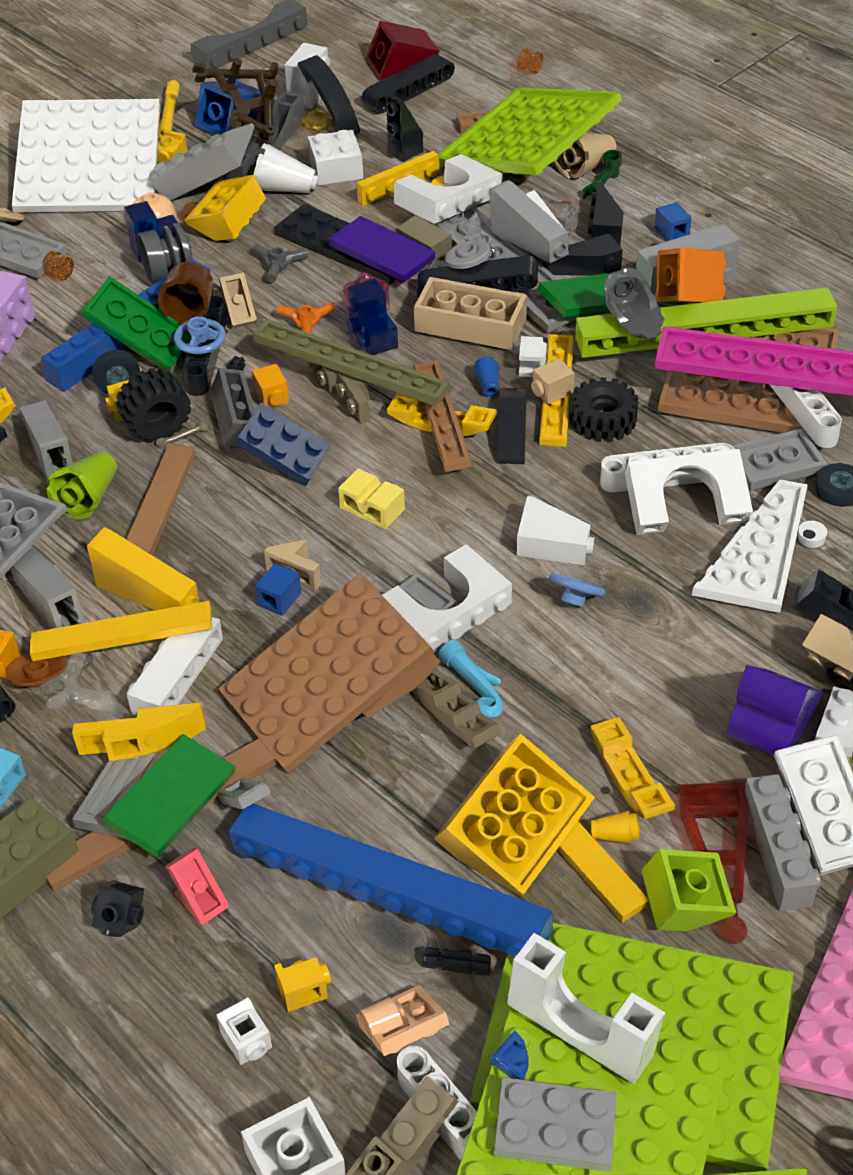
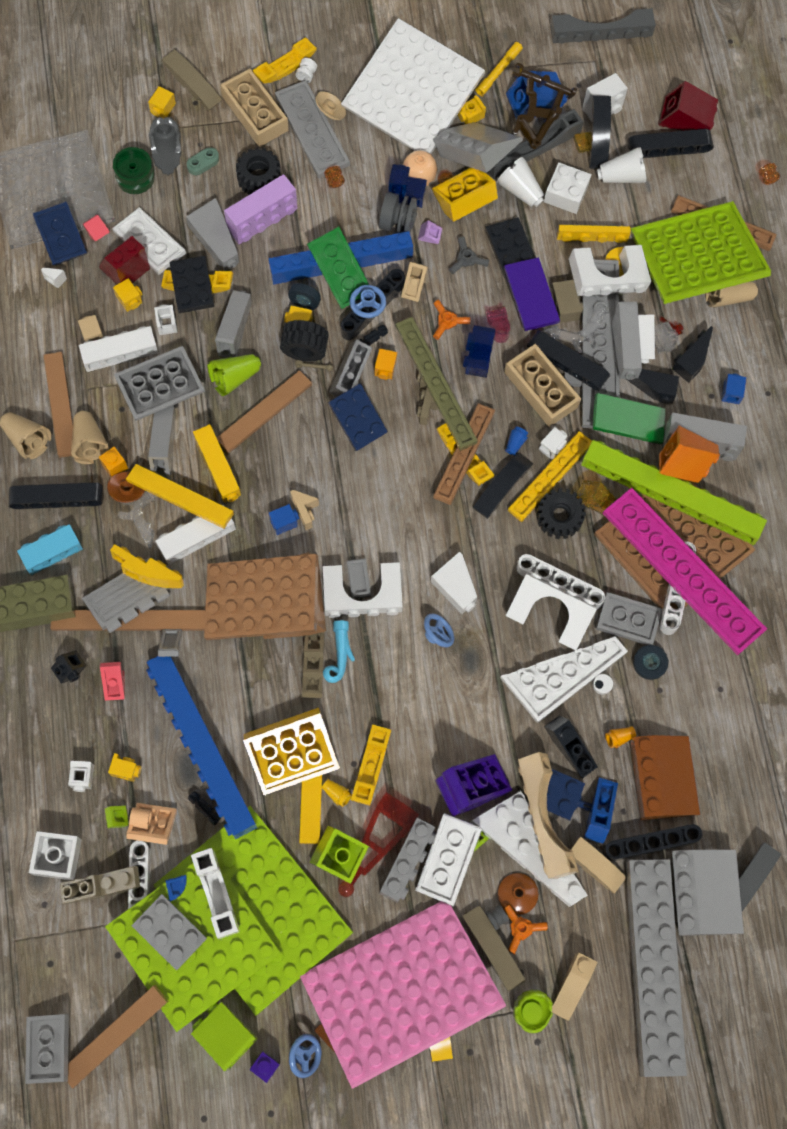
camera: 30 degrees right, 25 degrees up
(169, 795) = (134, 619): green tile -> none
(186, 292) = (380, 264): reddish brown cylinder -> none
(215, 260) = (430, 232): none -> lavender slope
(341, 1050) = (116, 816): none -> lime plate
(371, 500) = (379, 490): light yellow brick -> none
(373, 119) = (624, 168): none -> white cone
(403, 131) = (623, 196): black slope -> none
(468, 254) = (573, 340): light grey wheel -> none
(553, 381) = (544, 475): tan brick -> none
(612, 161) = (739, 311): dark green brick -> none
(630, 369) = (595, 496): none -> clear yellow slope
(633, 303) = (626, 460): dark grey hair -> none

